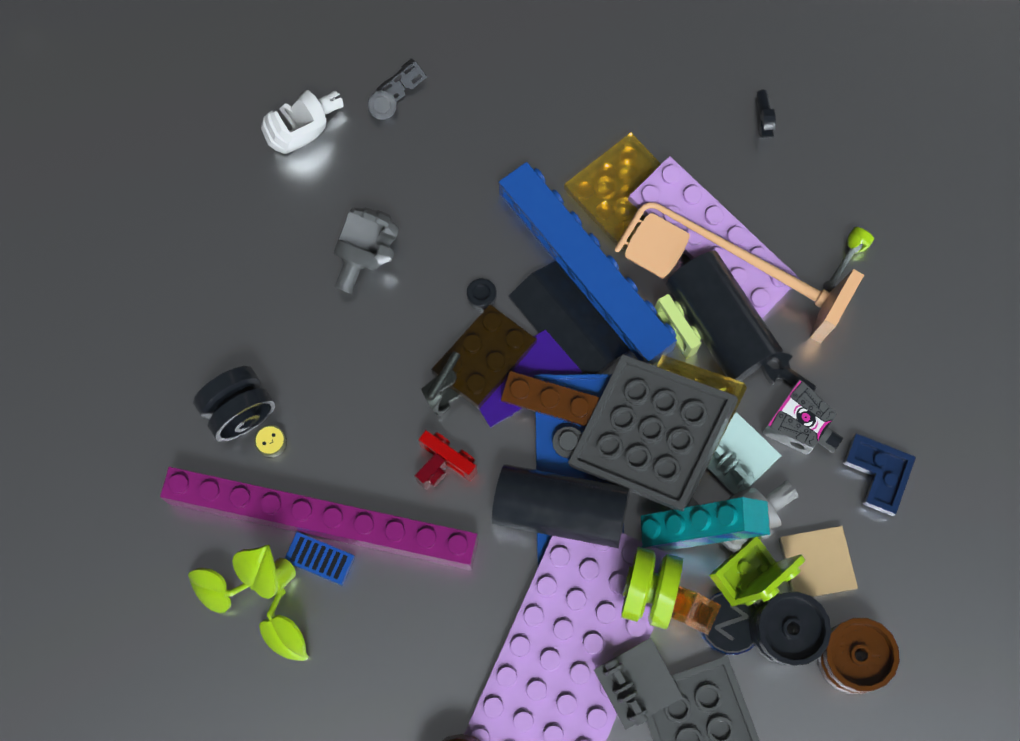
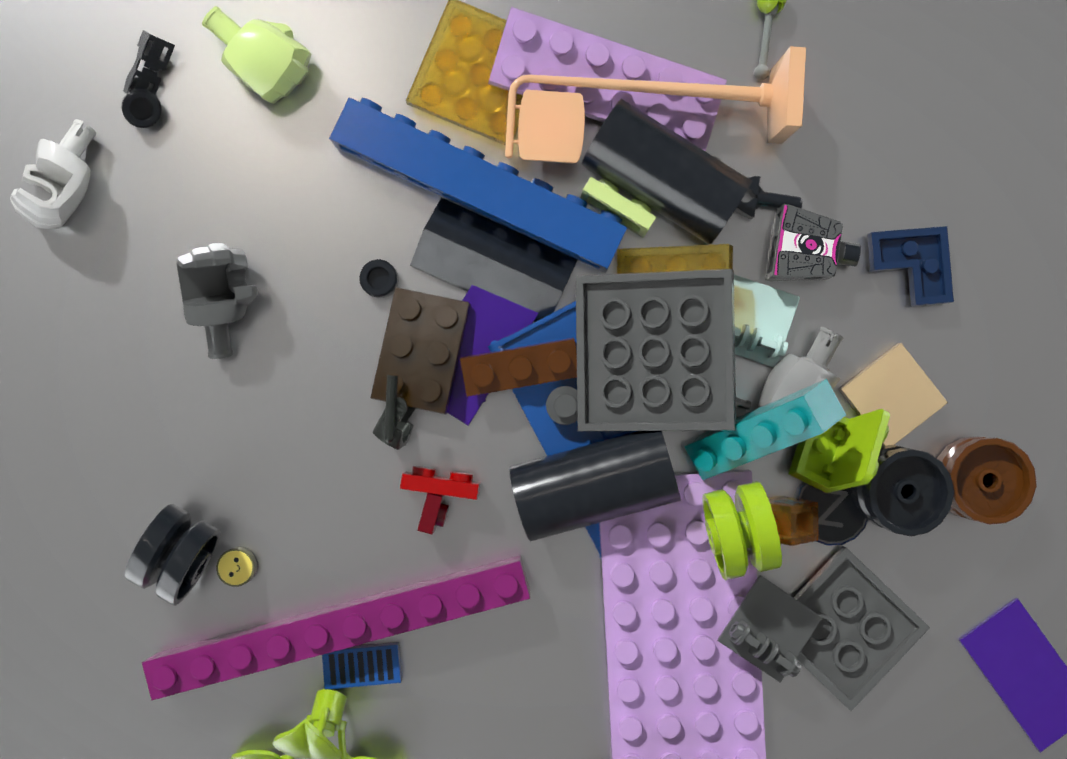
camera: 25 degrees left, 15 degrees up
(482, 108) = (261, 54): none -> yellowish green piece

